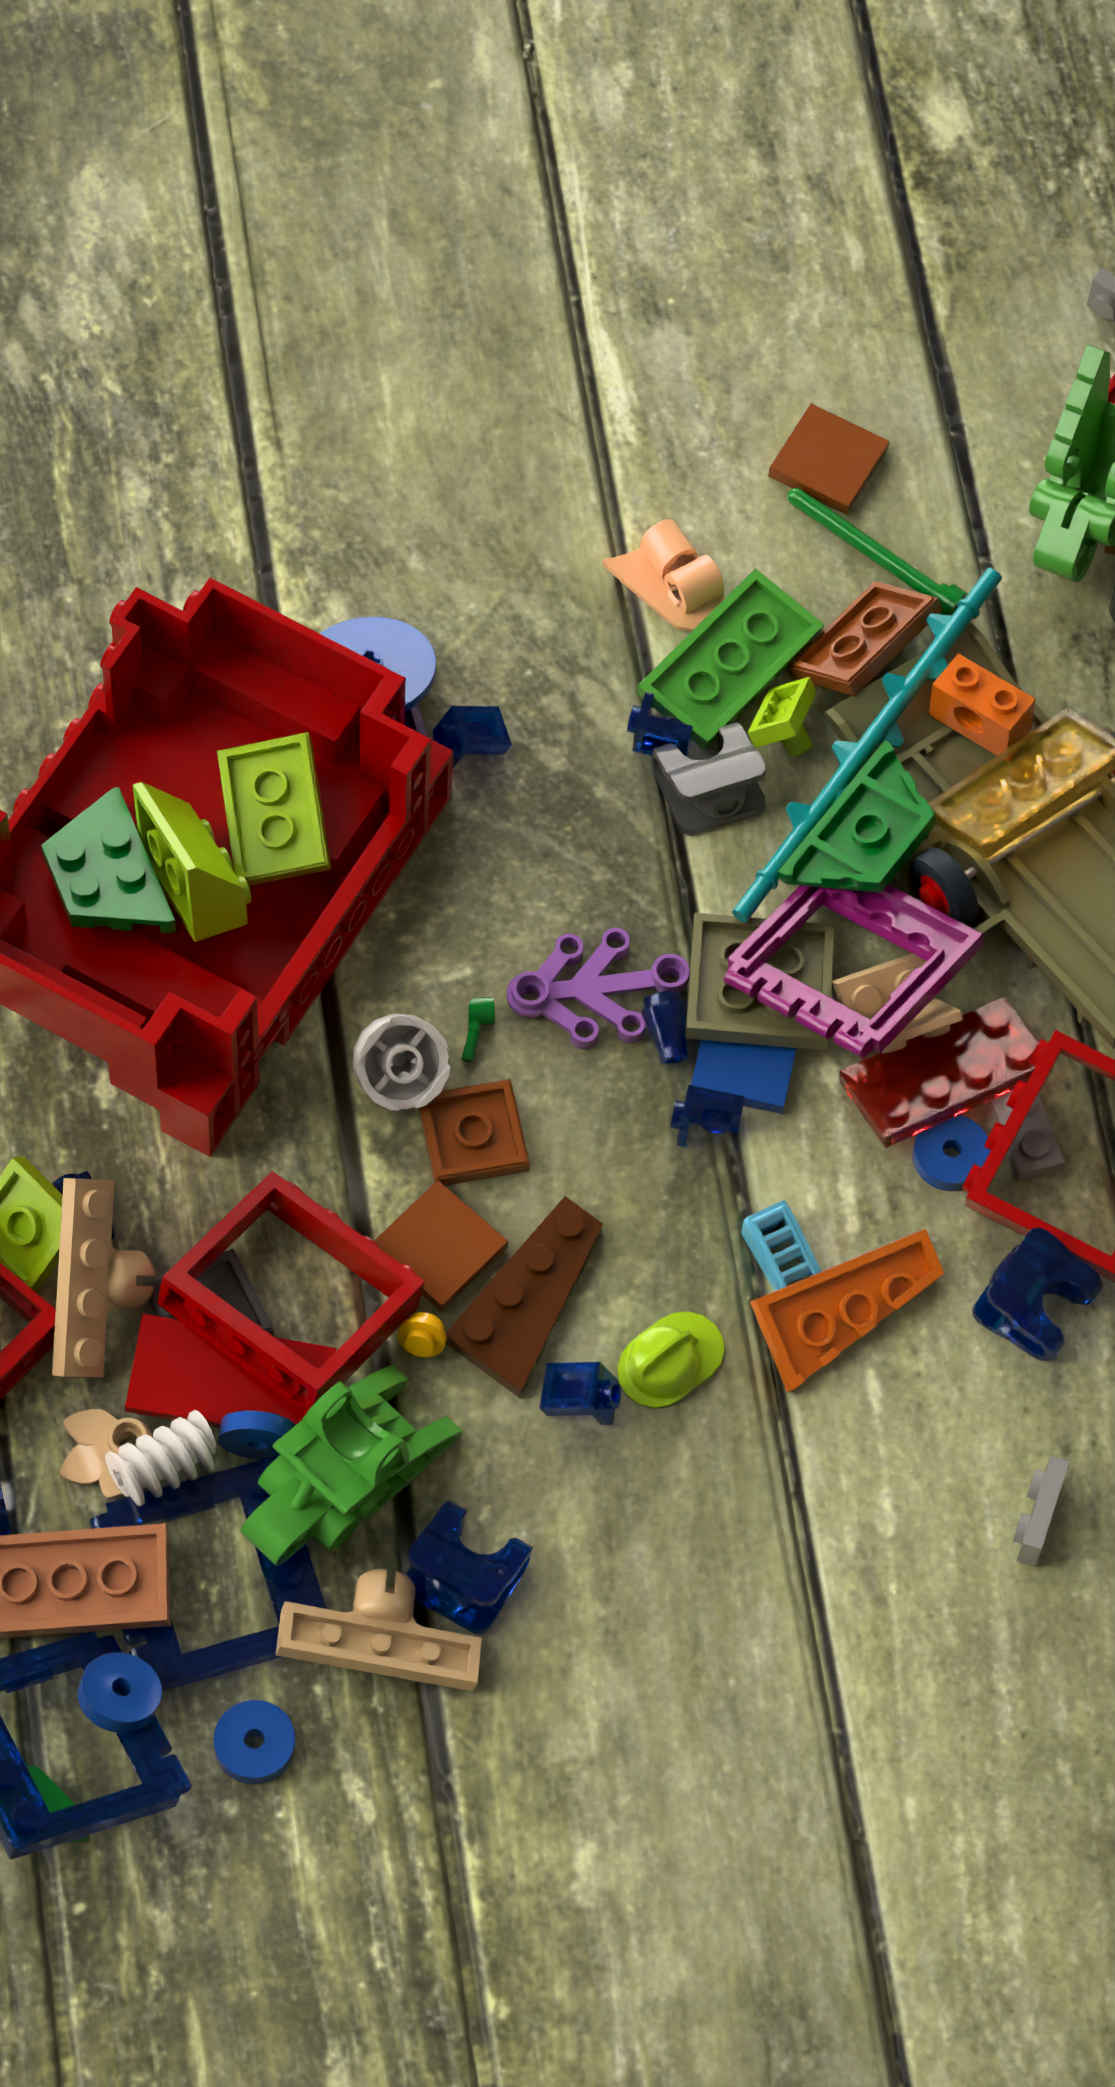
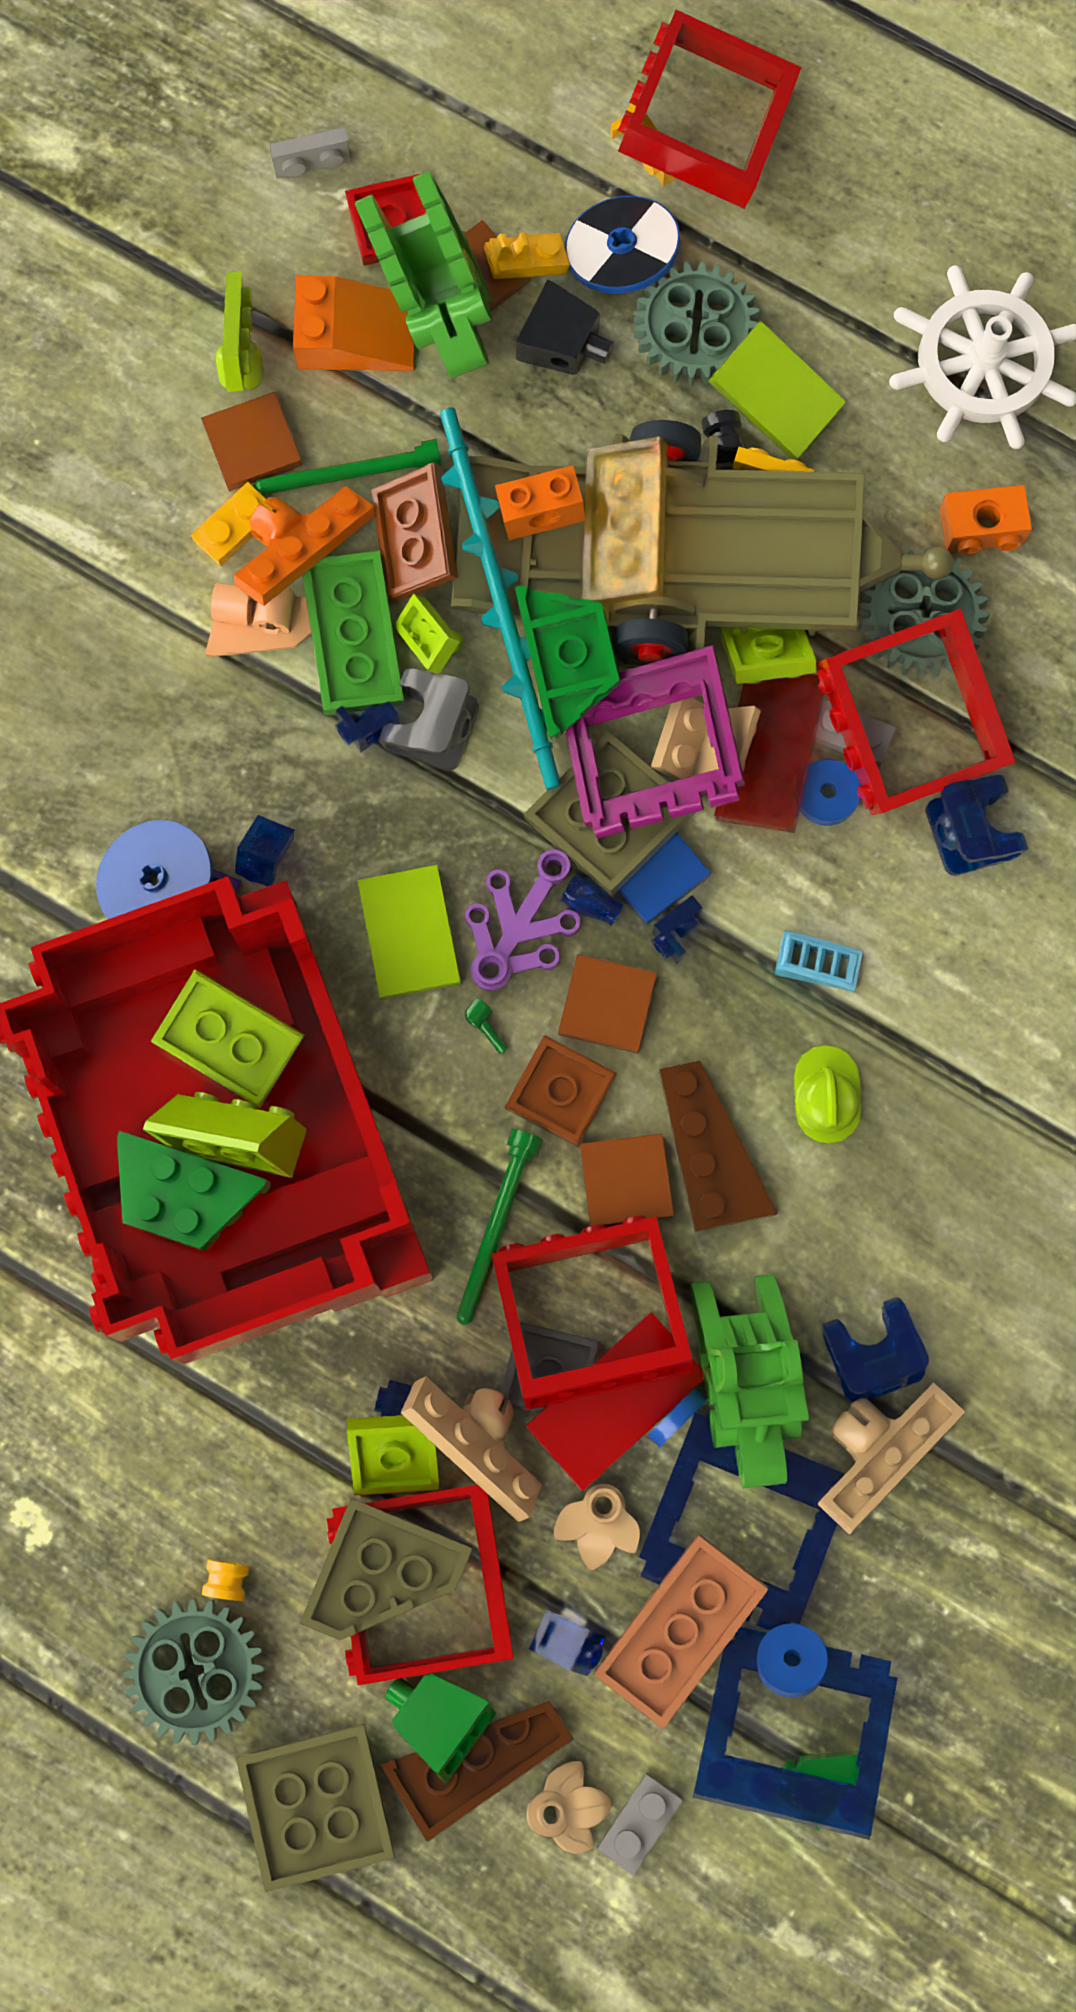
camera: 45 degrees left, 15 degrees up
(163, 1457) = (646, 1496): white piece -> none
(248, 1720) = (905, 1594): blue piece -> none
(390, 1137) = (522, 1148): none -> green piece
(401, 1061) = (480, 1101): white cylinder -> none
(422, 1335) = (686, 1246): yellow plate -> none
(504, 905) = (408, 932): none -> lime tile
(580, 1390) = (809, 1174): clear blue bracket -> none
(586, 1112) = (607, 1004): none -> dark orange tile
(742, 500) = (230, 525): none -> yellow plate
(771, 553) = (298, 540): none -> orange plate
(830, 1310) = (880, 966): orange wing -> none
(888, 372) = (238, 358): none -> lime plate
(997, 449) = (349, 326): none -> orange slope
(1025, 997) = (767, 653): none -> lime plate

